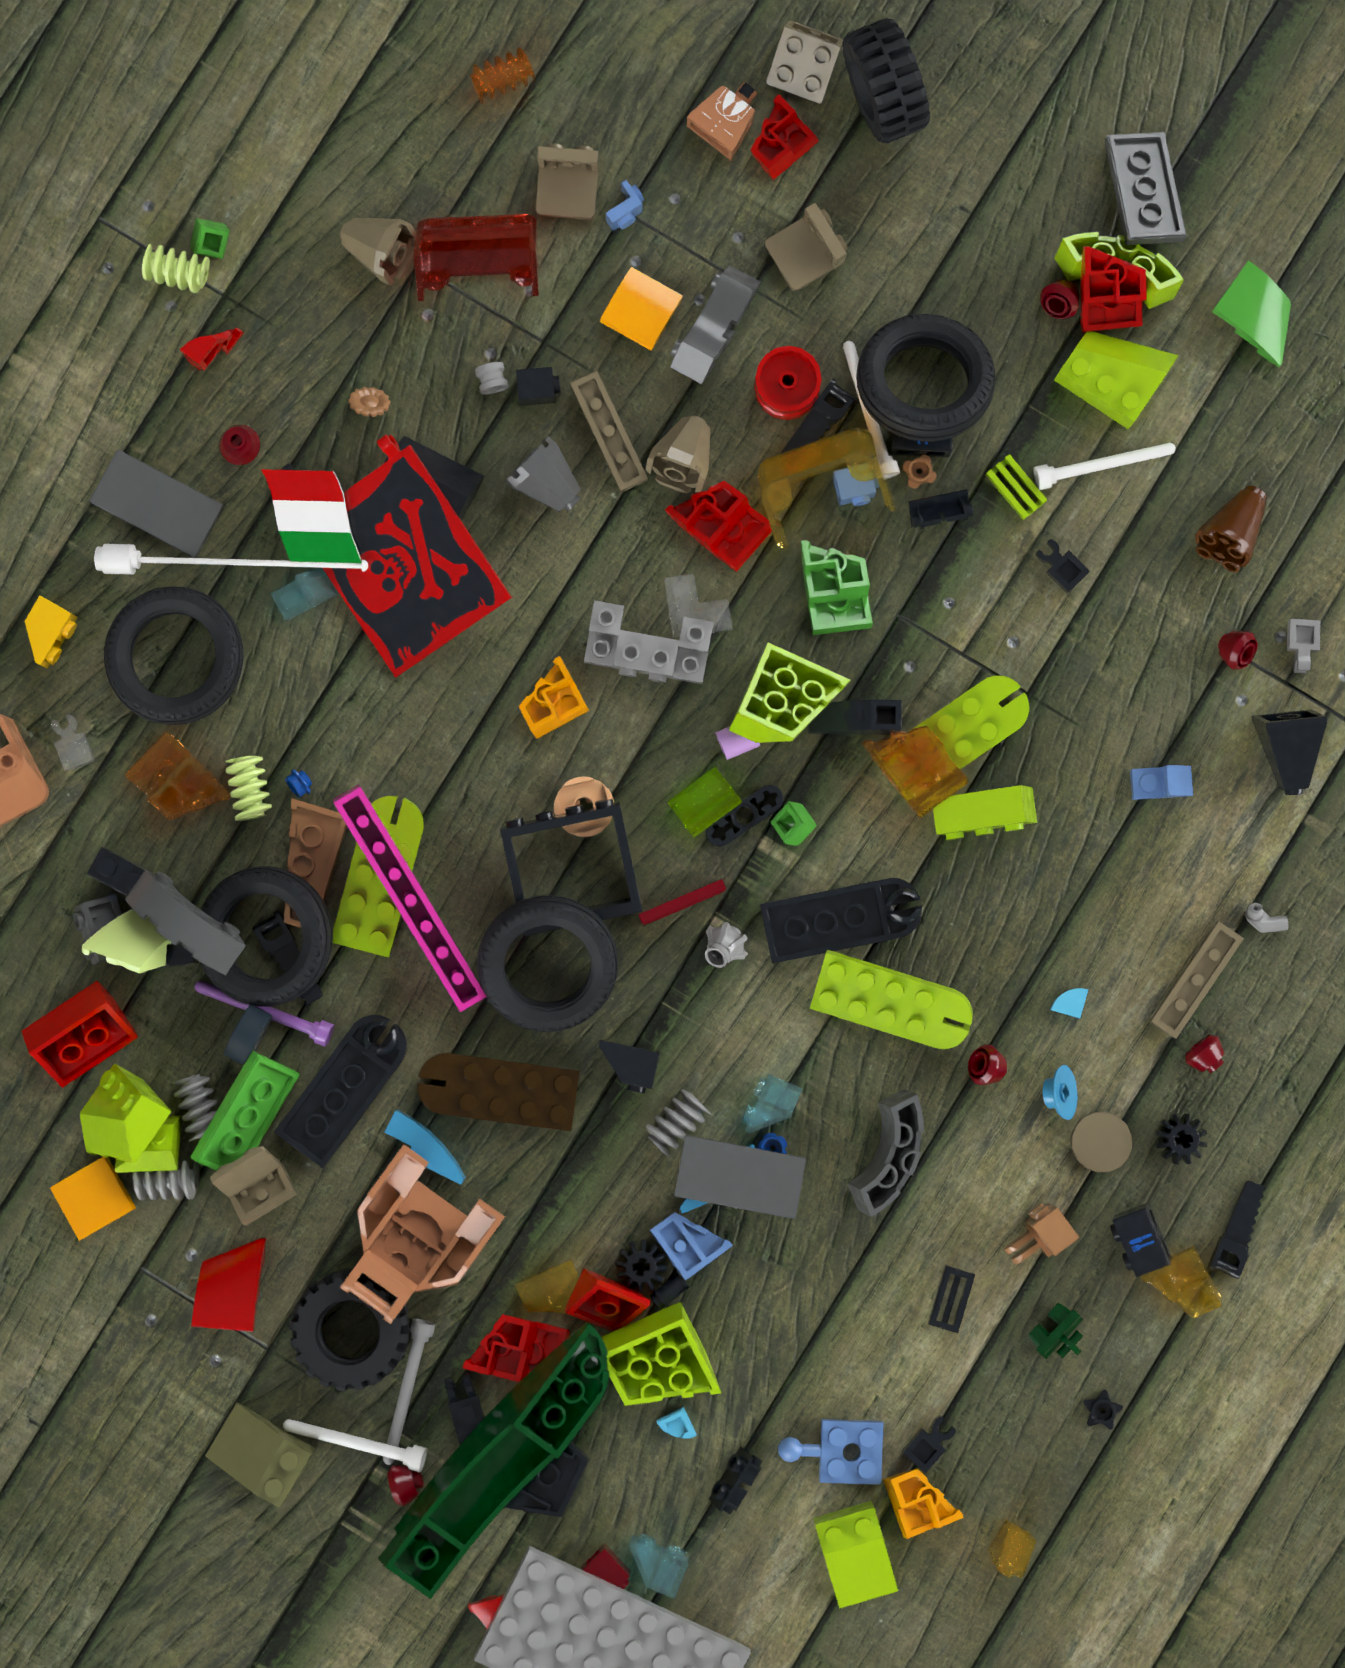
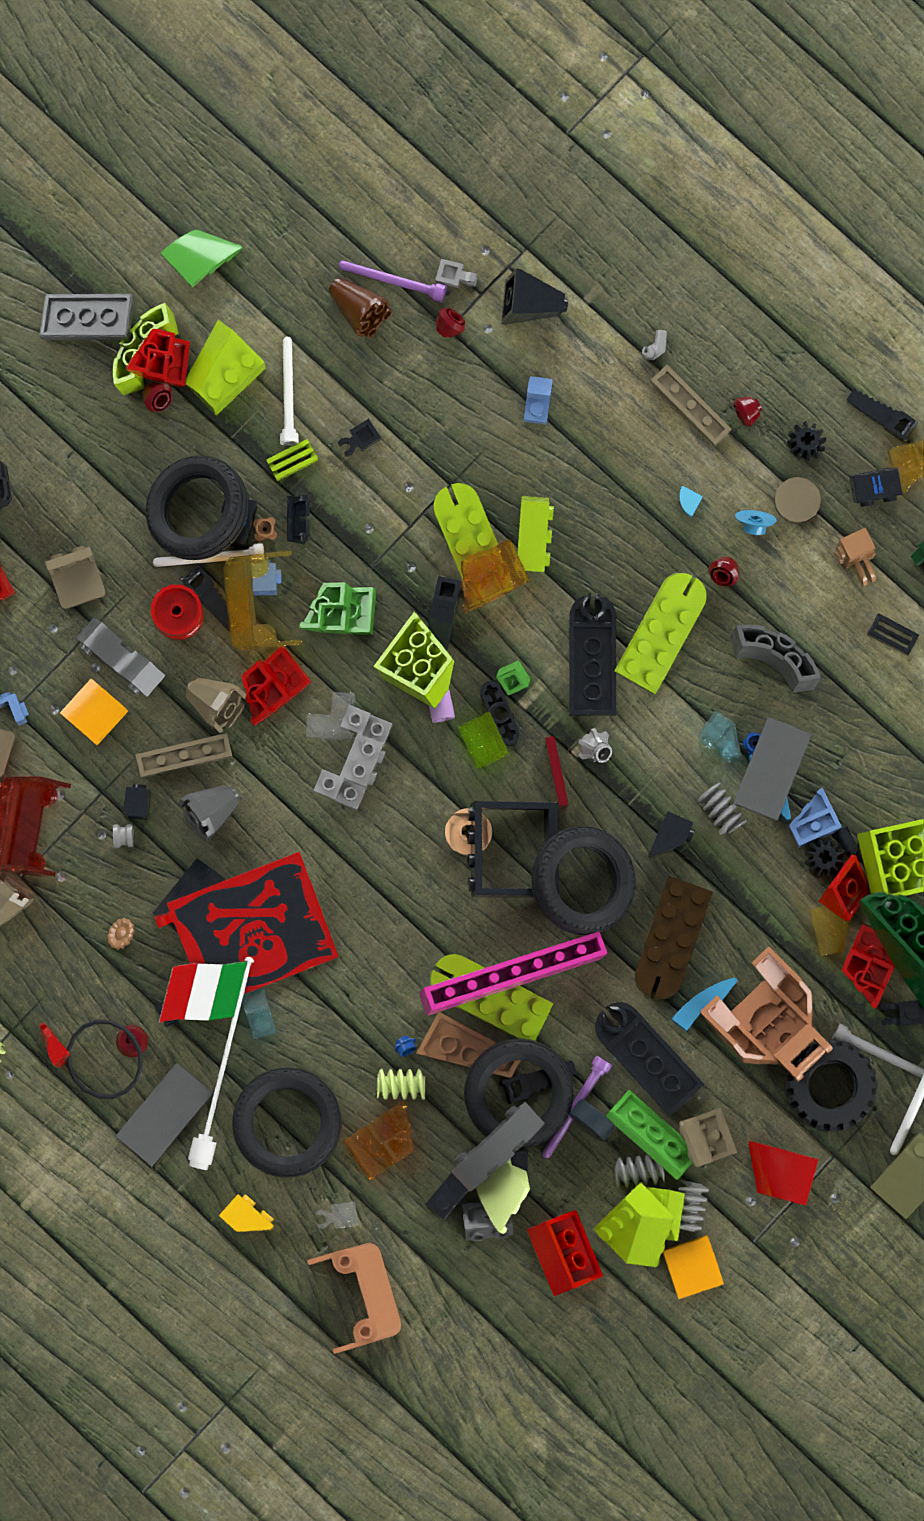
camera: 80 degrees left, 5 degrees down
(232, 446) = (138, 1049): none -> black piece
(553, 701) = (382, 839): light orange slope -> none
(1275, 623) = (434, 291): none -> medium lavender piece

